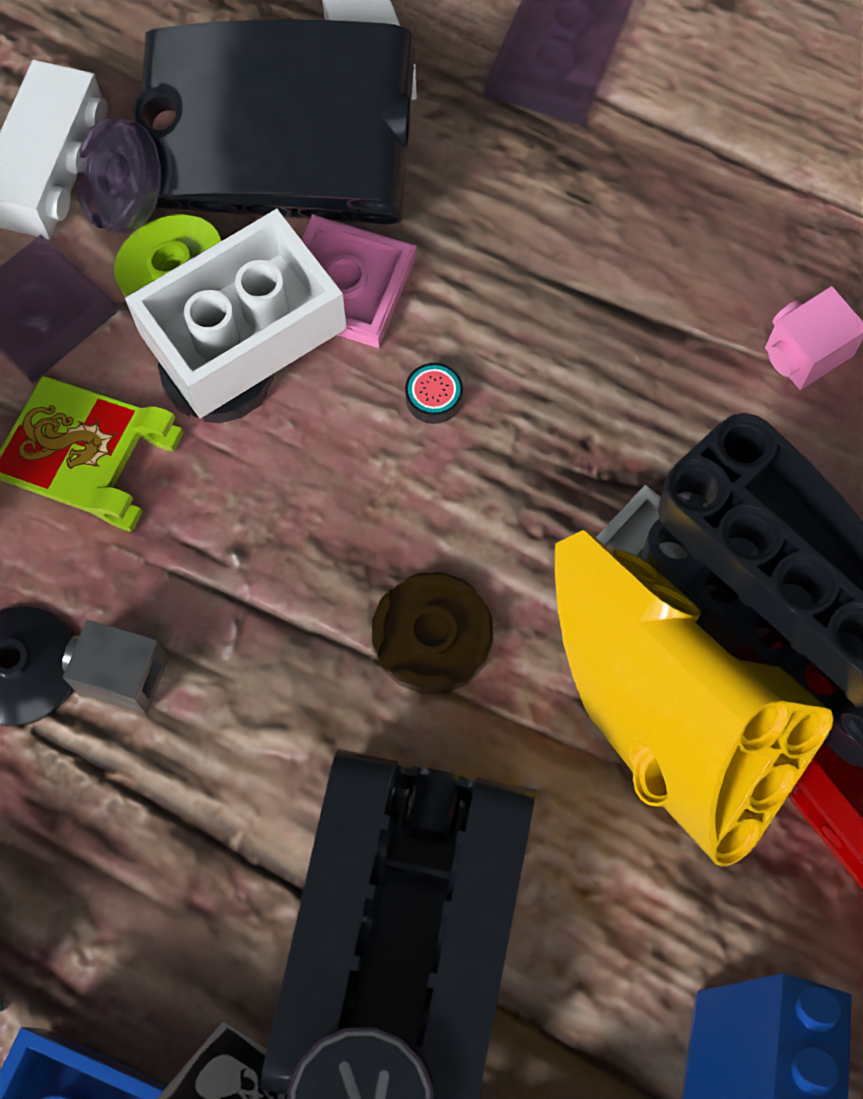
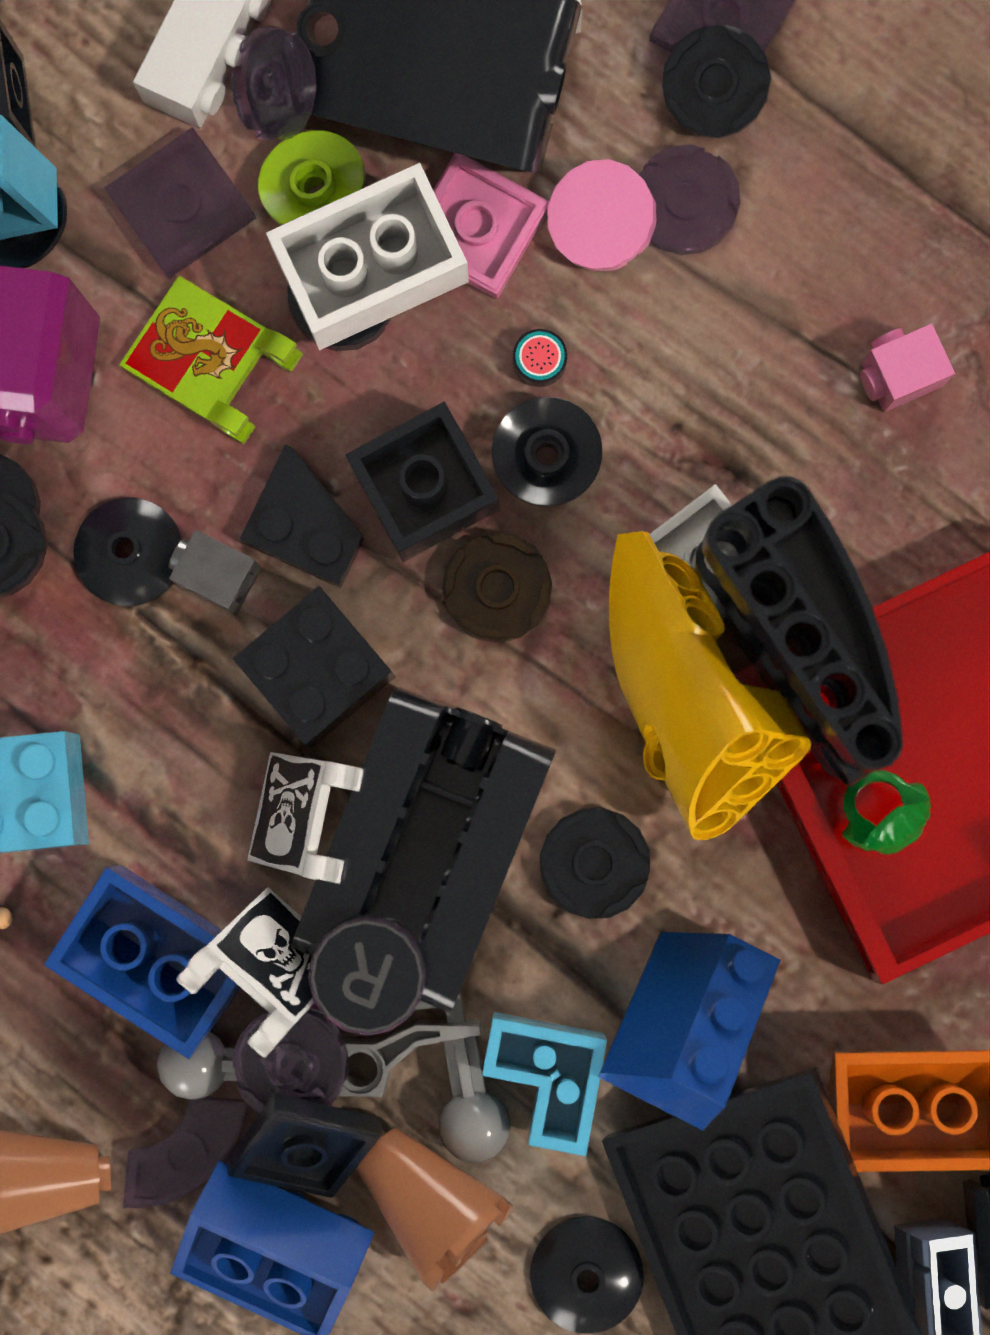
camera: 15 degrees right, 15 degrees up
(207, 601) = (302, 523): none -> black wing
(242, 922) = (294, 813): none -> white flag
(243, 750) = (314, 667): none -> black brick
(333, 529) = (423, 481): none -> black brick
(467, 456) = (550, 424): none -> black dish
(471, 247) = (601, 215): none -> bright pink tile
(551, 225) = (693, 198): none -> tile
(559, 113) = (716, 81): none -> black tile
(603, 923) = (595, 863): none -> black tile

